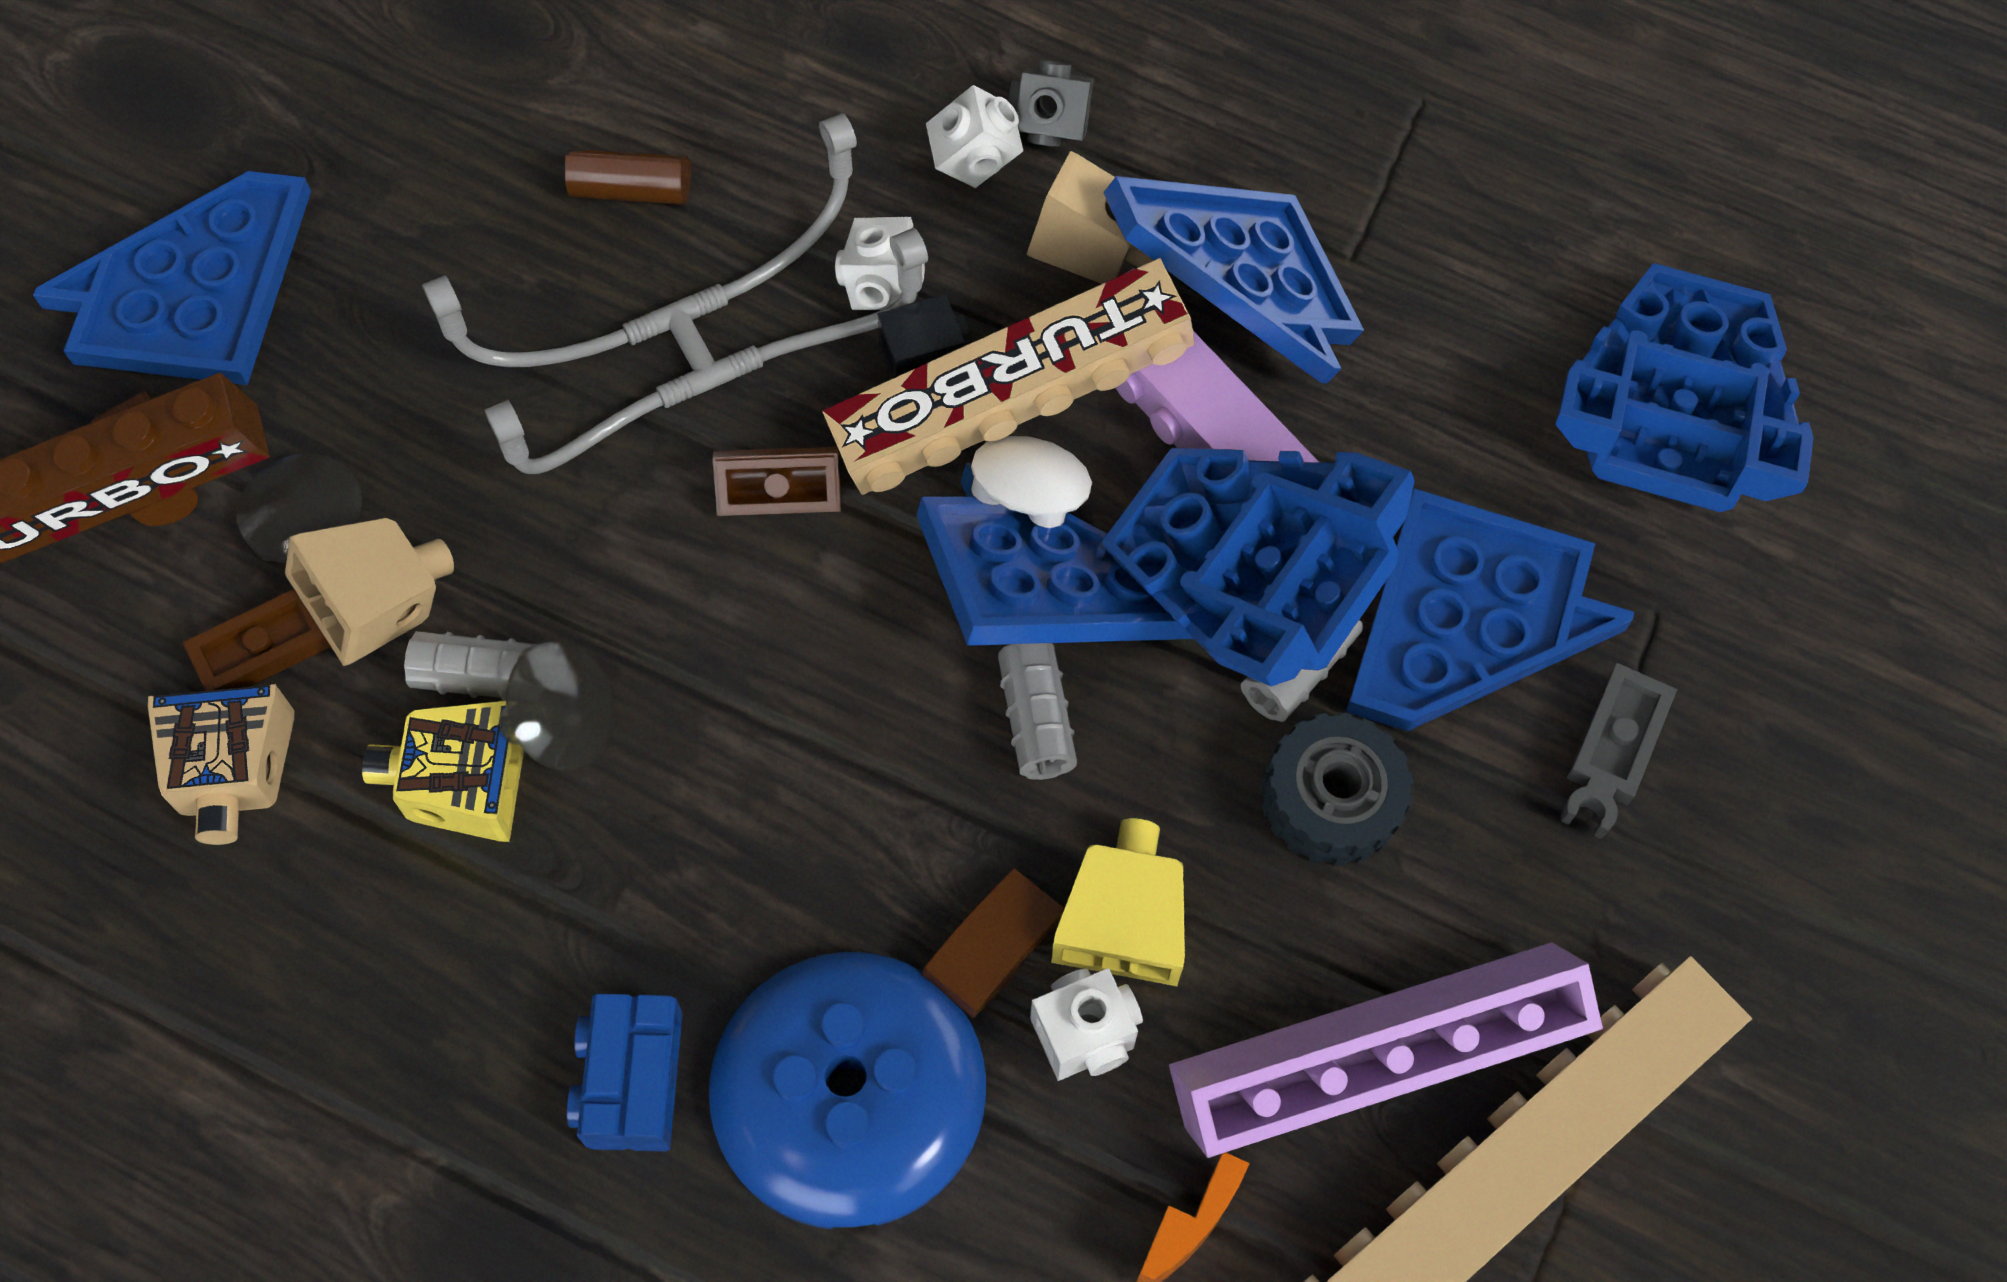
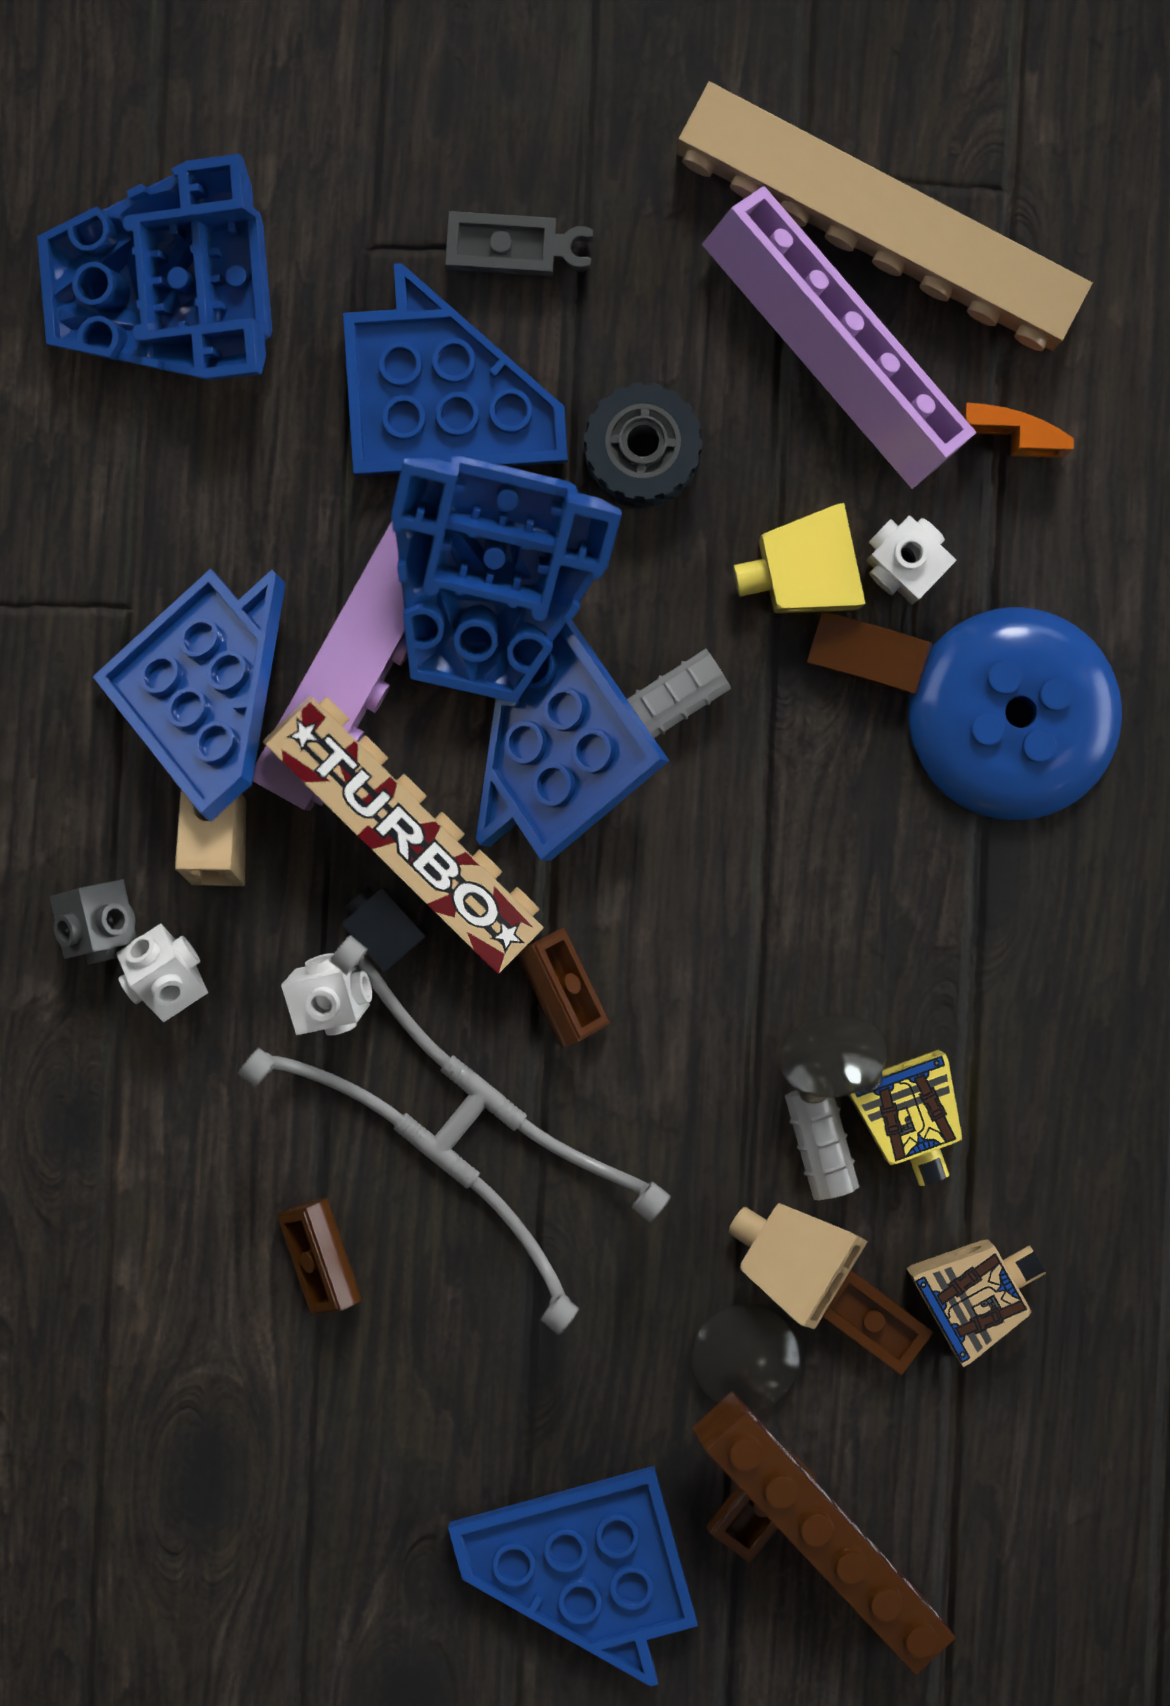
camera: 110 degrees left, 25 degrees up
(627, 1072) = (1078, 869): blue brick -> none
(1030, 478) = (475, 784): white dish -> none

